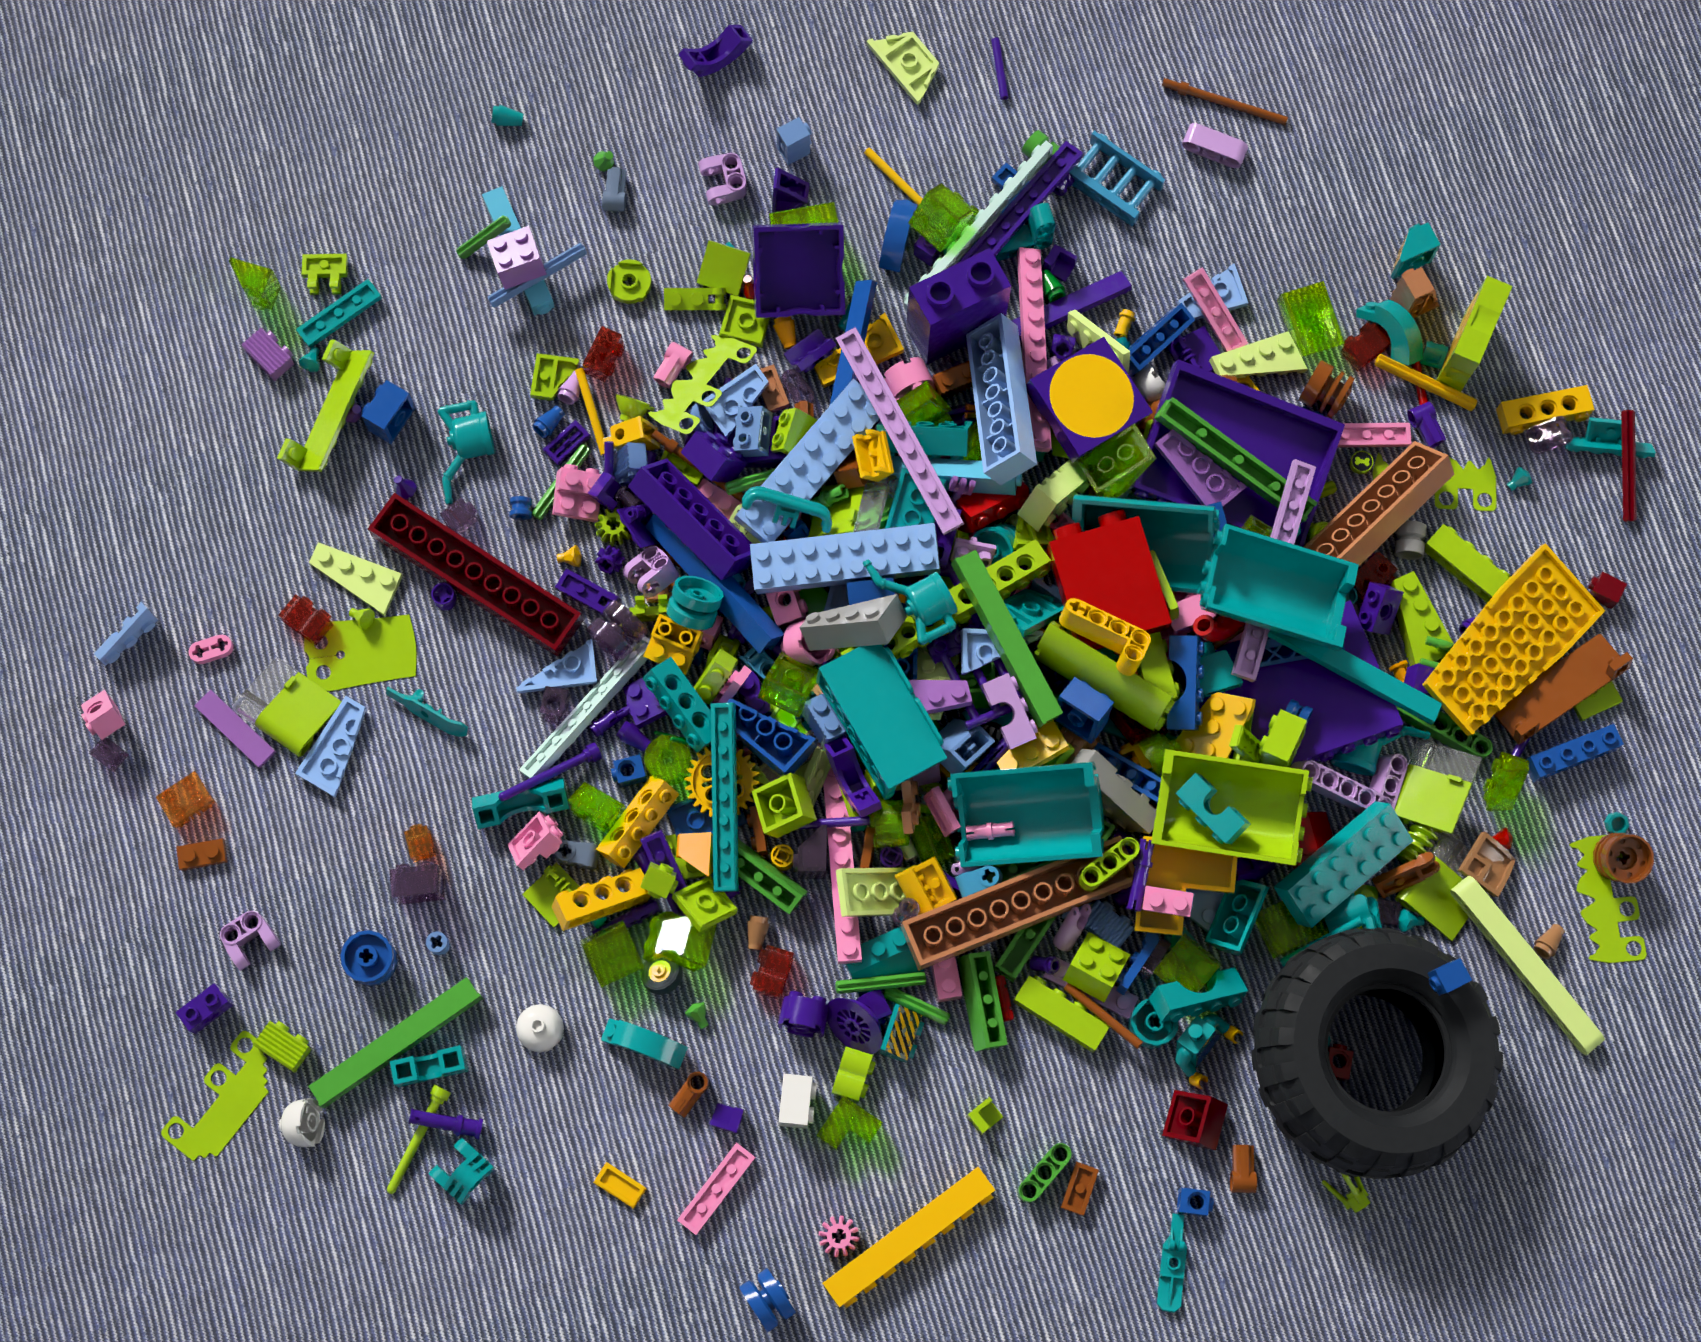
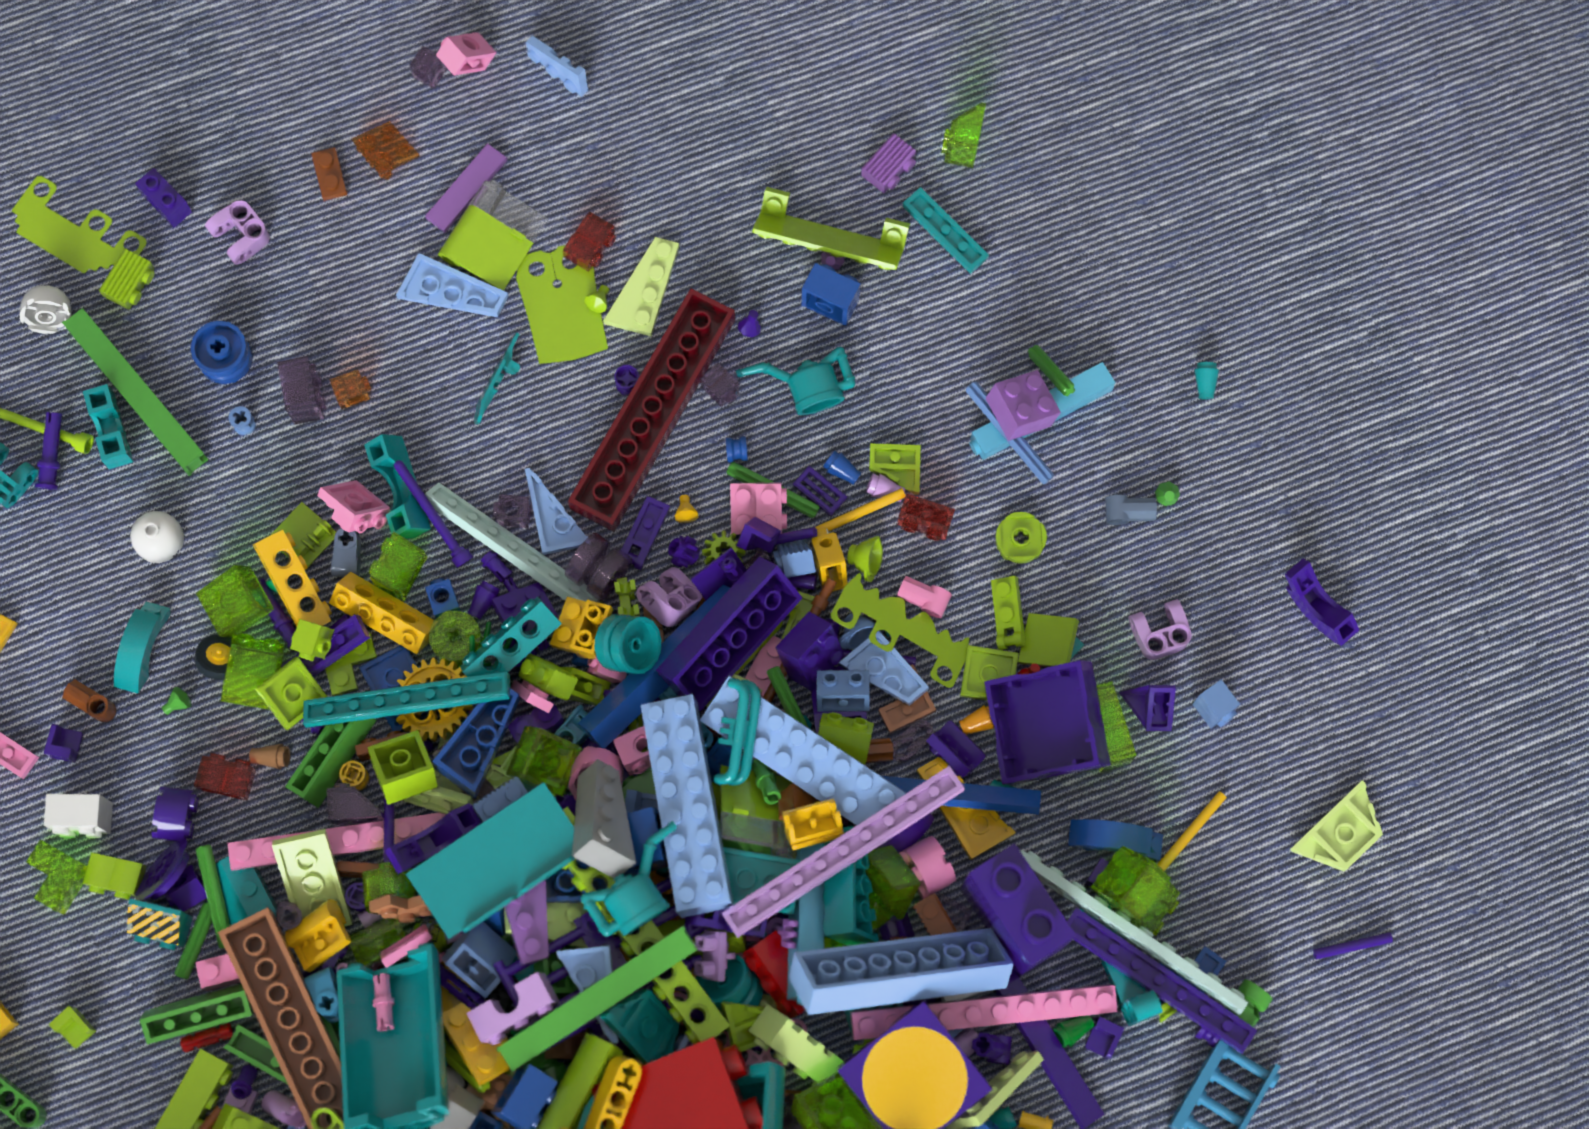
camera: 85 degrees right, 0 degrees up
(209, 644) = (556, 150): bright pink beam -> none
(310, 361) = (887, 208): teal rock -> none
(324, 266) = (999, 209): lime plate -> none
(697, 850) = (348, 678): light orange slope -> none

